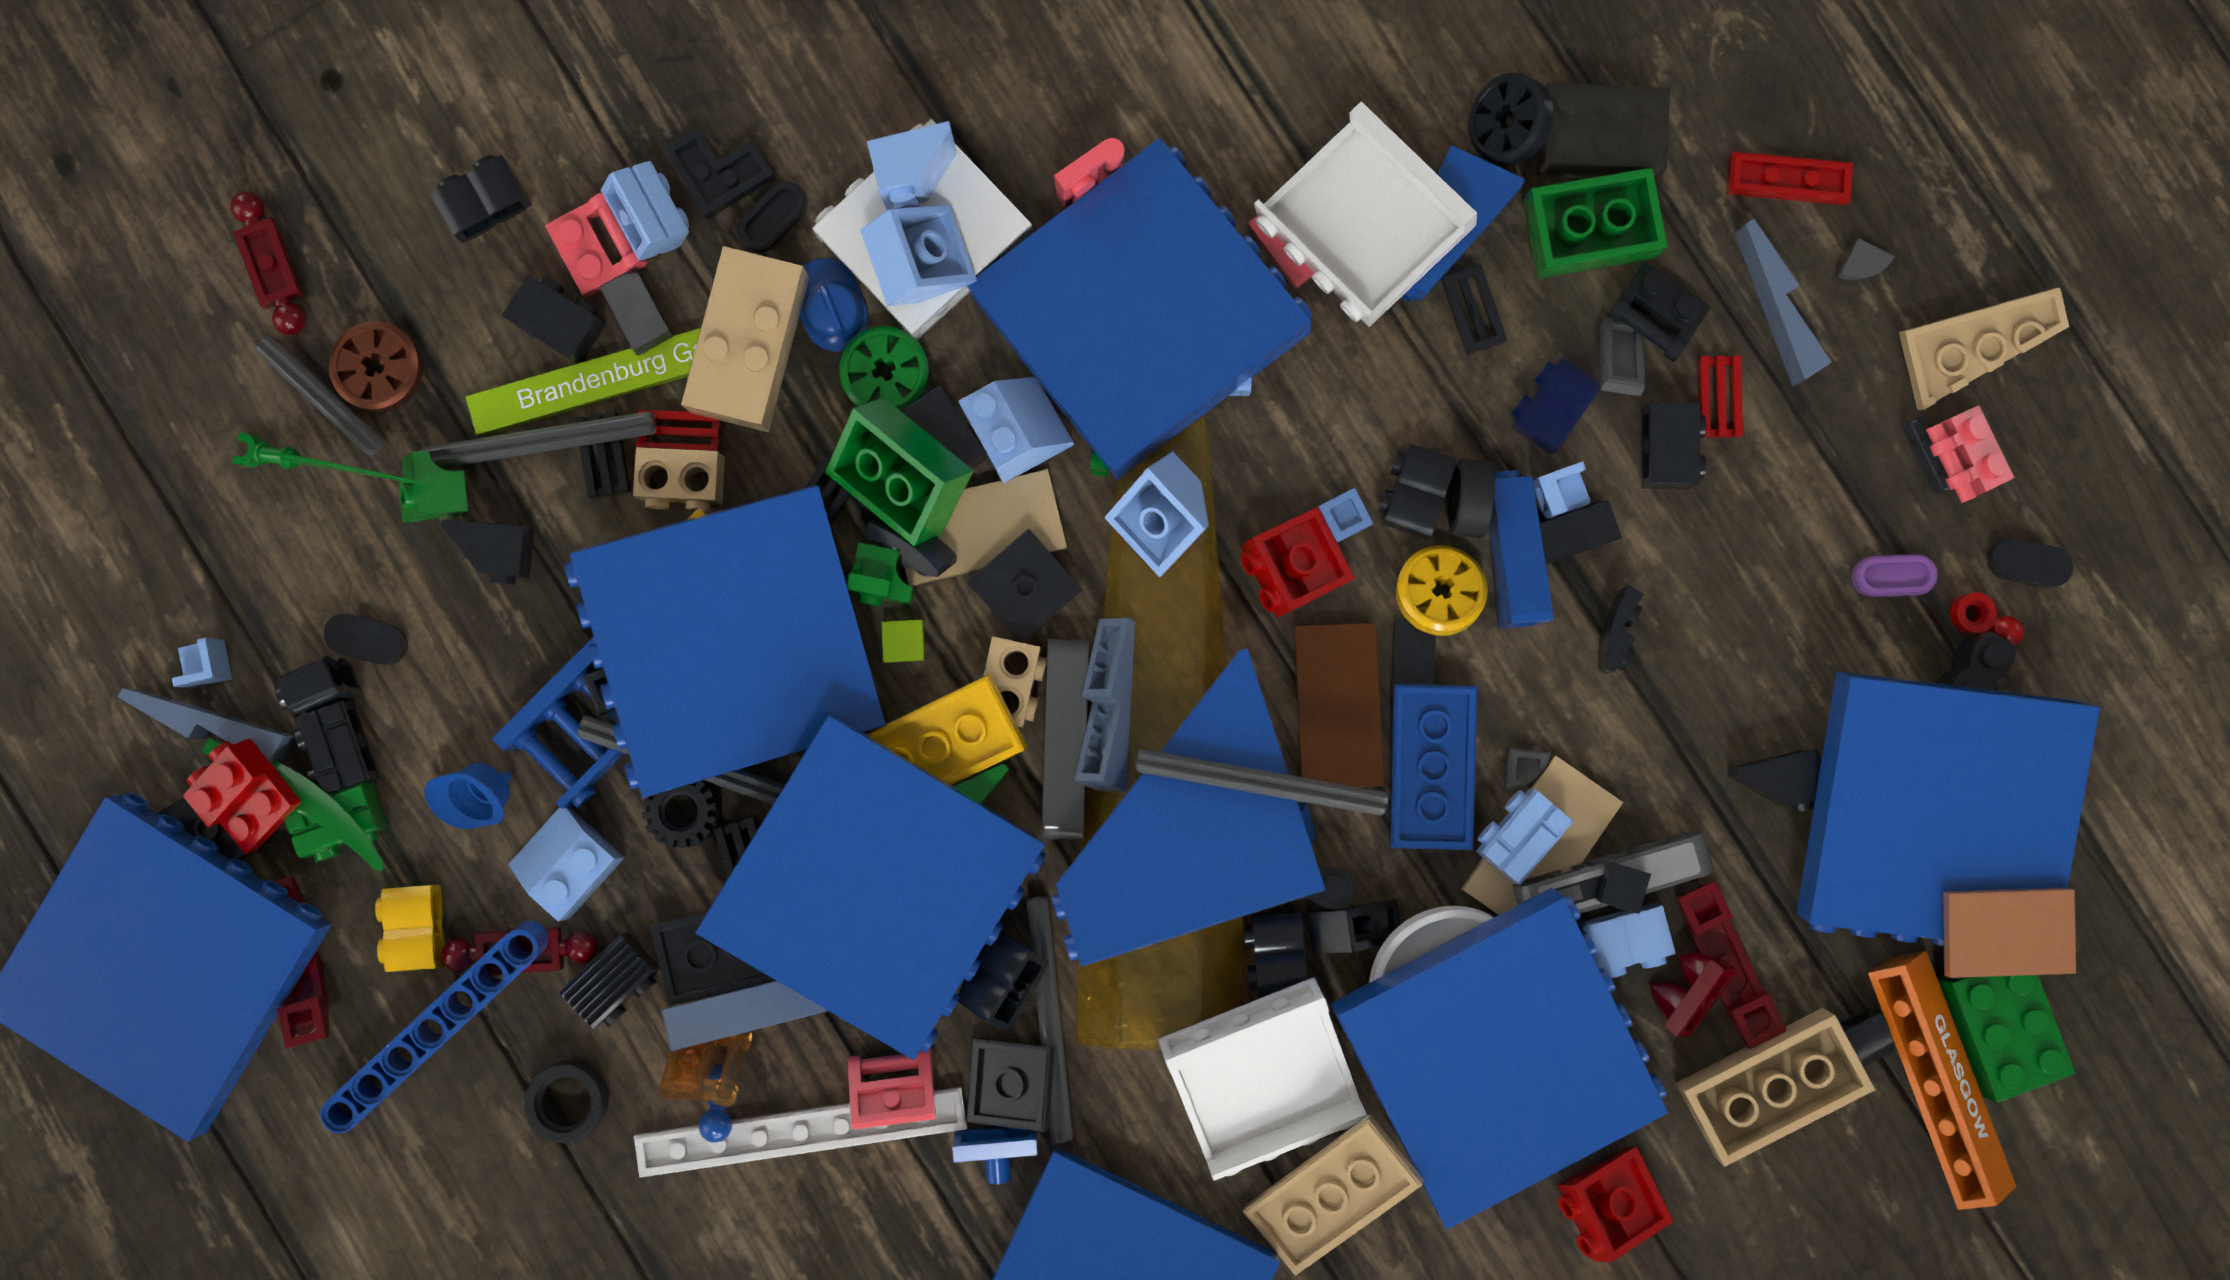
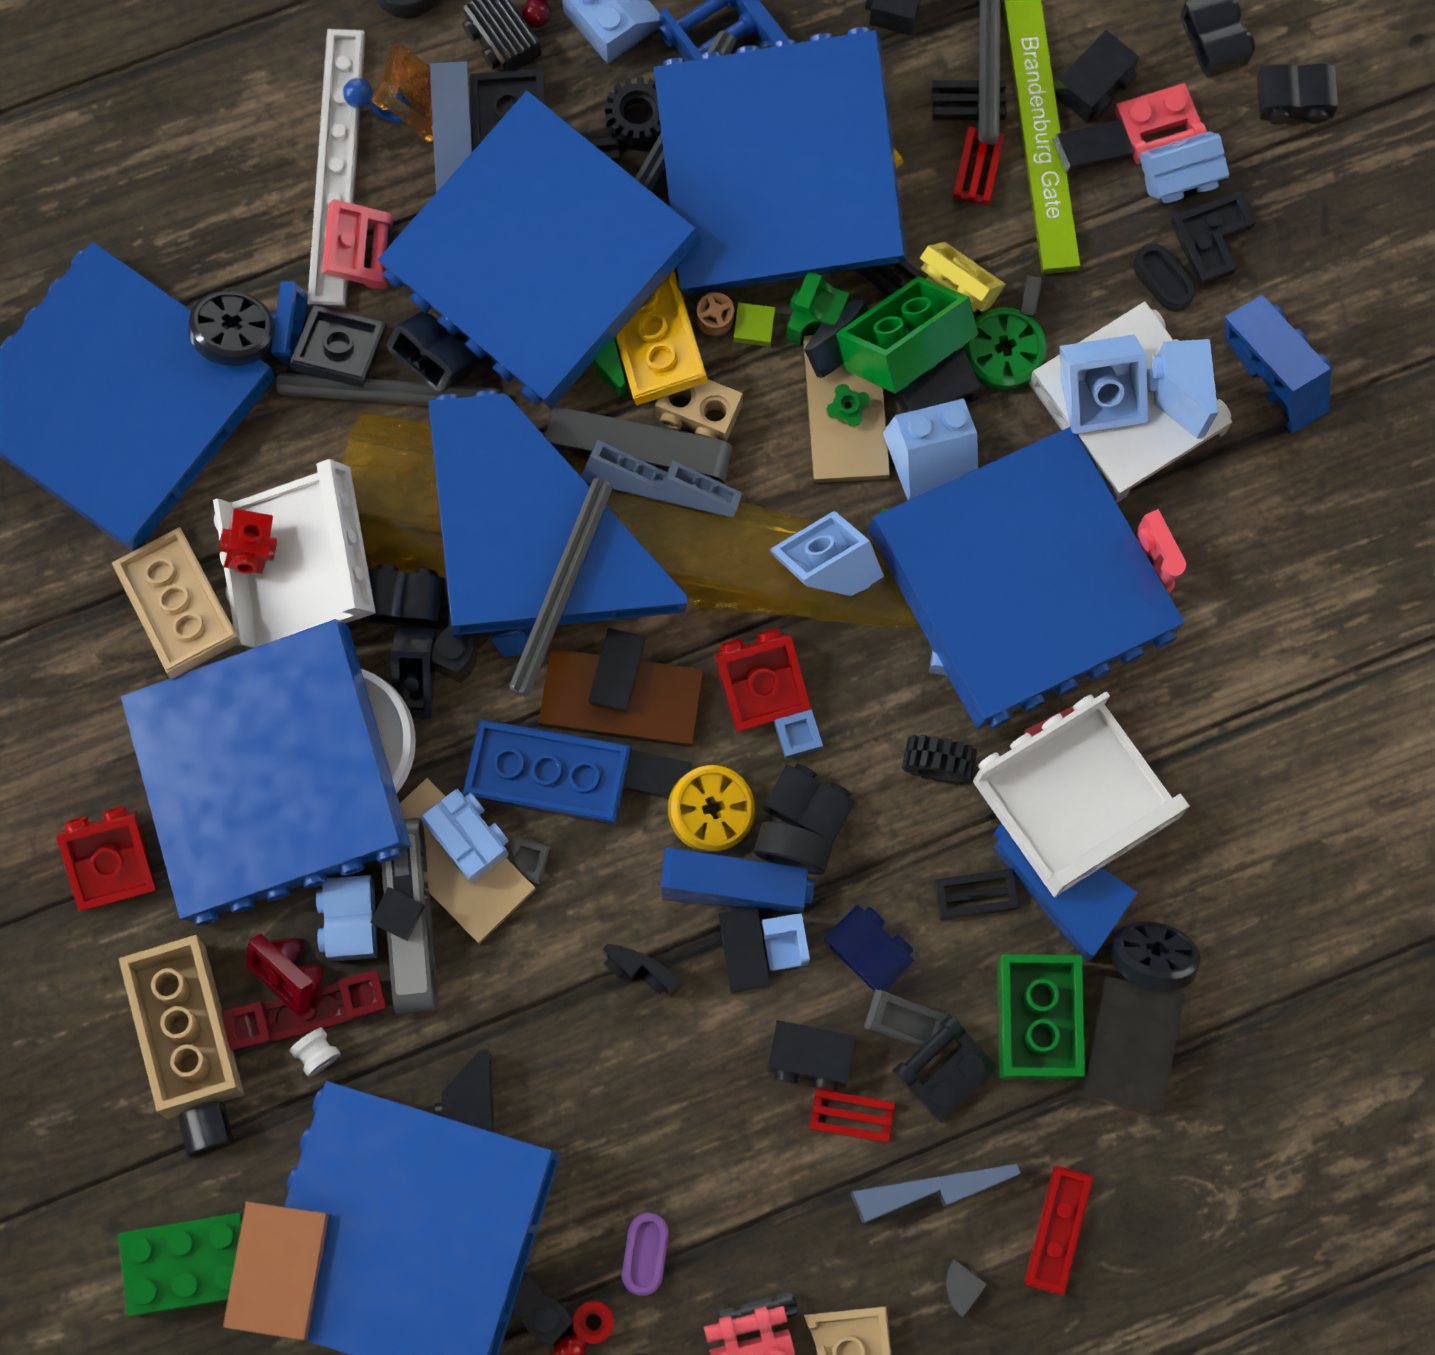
camera: 100 degrees right, 10 degrees down
(537, 103) = (1297, 92): none -> black brick
(680, 467) = (937, 157): tan brick -> none
(745, 339) = (1050, 228): tan brick -> none
(817, 424) = (959, 273): none -> light yellow plate
(819, 352) = (1031, 295): none -> dark grey tile
(832, 305) = (1075, 312): blue piece -> none
(849, 80) = (1282, 359): none -> blue wedge
(897, 679) = (713, 306): none -> medium nougat wheel
(989, 533) = (845, 415): none -> green plate
(1024, 585) = (785, 435): black plate -> none
(1044, 1198) = (231, 346): none -> black wheel
(1246, 1128) = (248, 542): none -> red brick
(1315, 714) = (617, 670): none -> black tile
(1351, 365) = (939, 759): none -> black tyre
(1768, 944) = (315, 1052): none -> white wheel
(1942, 1081) = (149, 1190): orange brick -> none

